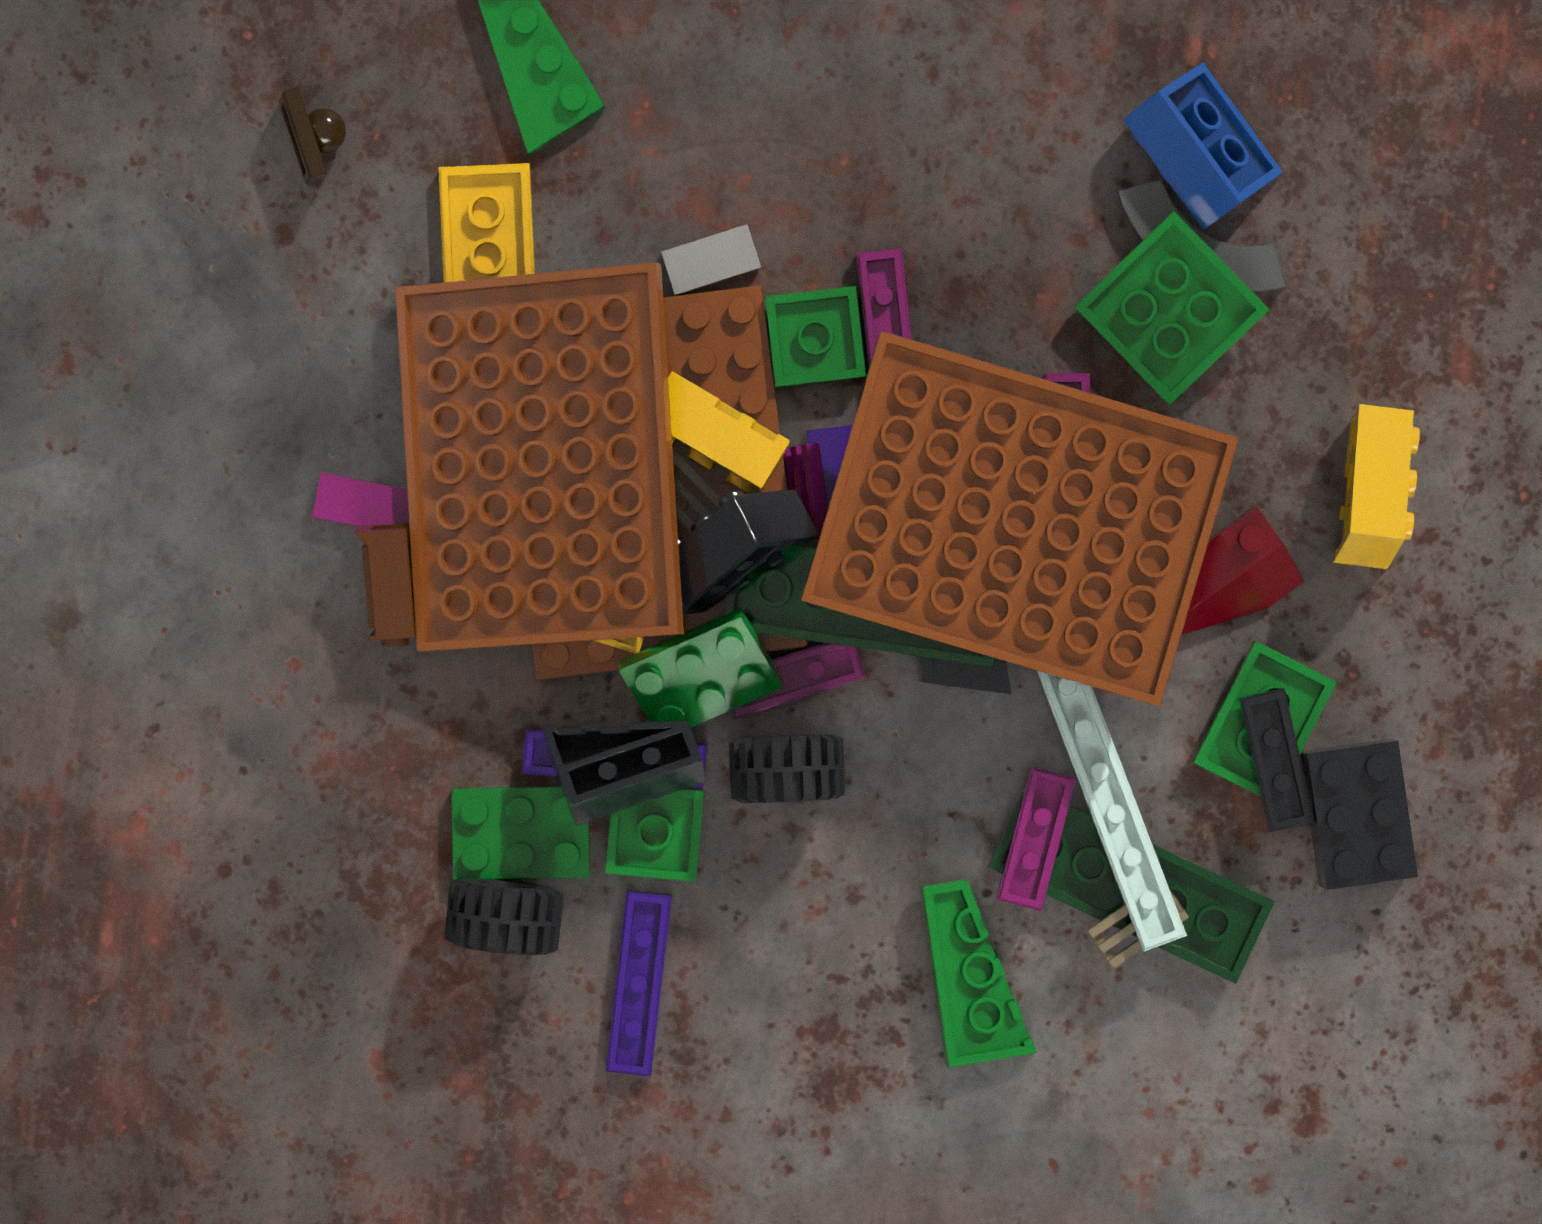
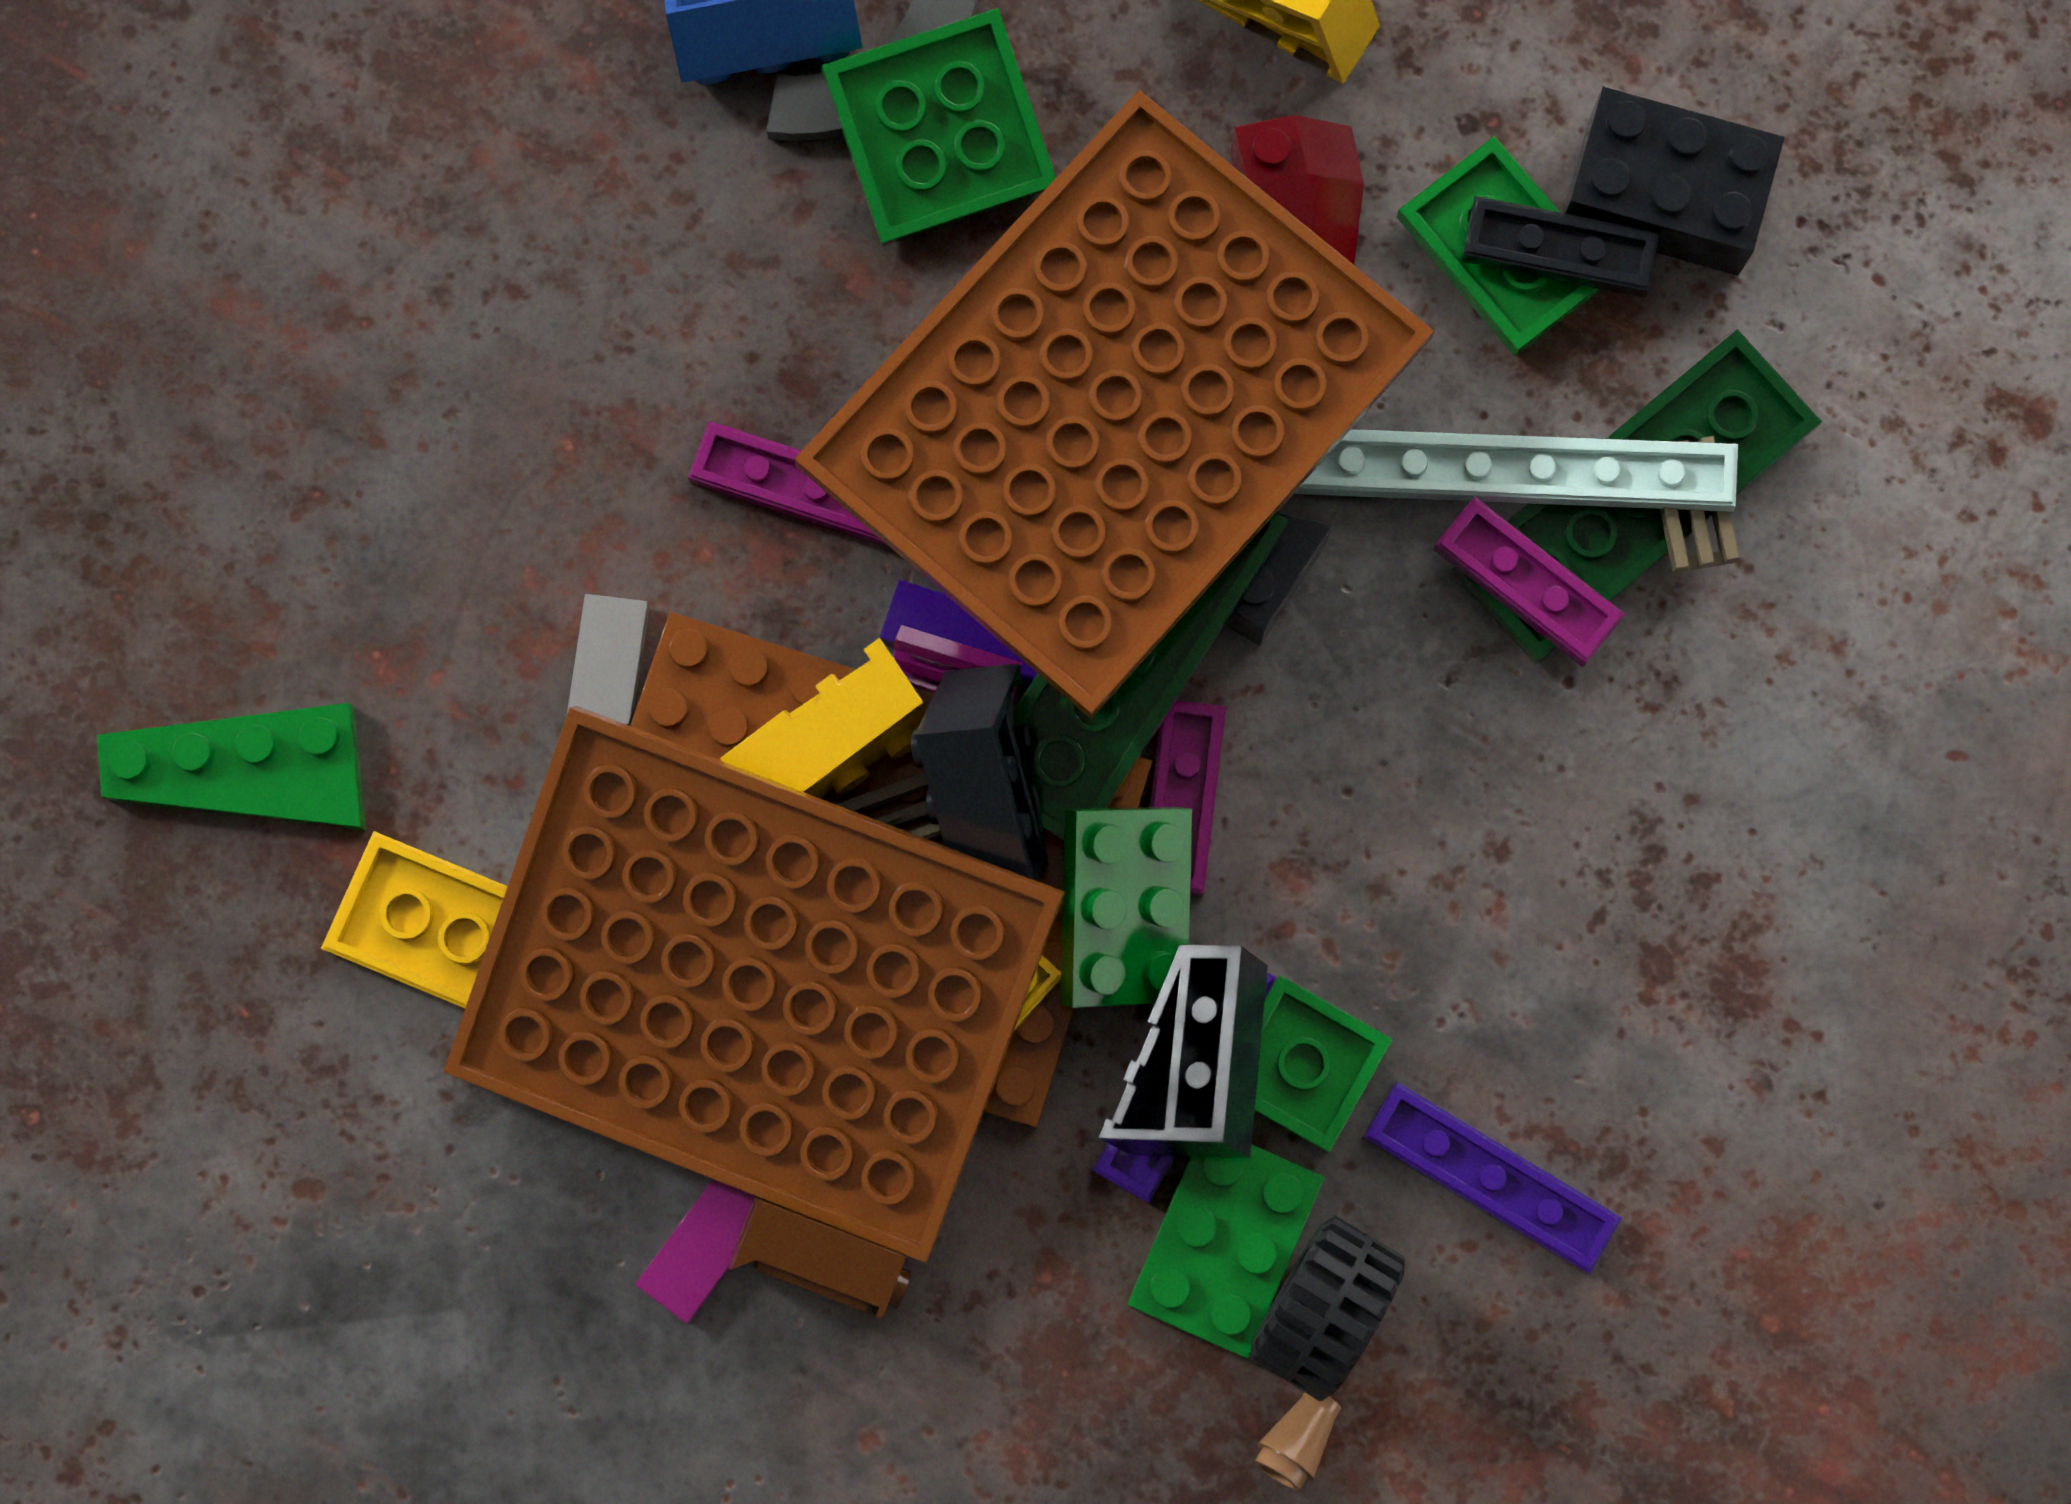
camera: 65 degrees left, 10 degrees down
(311, 134) = (195, 1092): dark brown tile -> none
(415, 934) = (1297, 1442): none -> medium nougat cone
(787, 768) = (1298, 848): black tyre -> none
(815, 336) = (766, 573): green plate -> none
(971, 993) = (1695, 756): green wing -> none

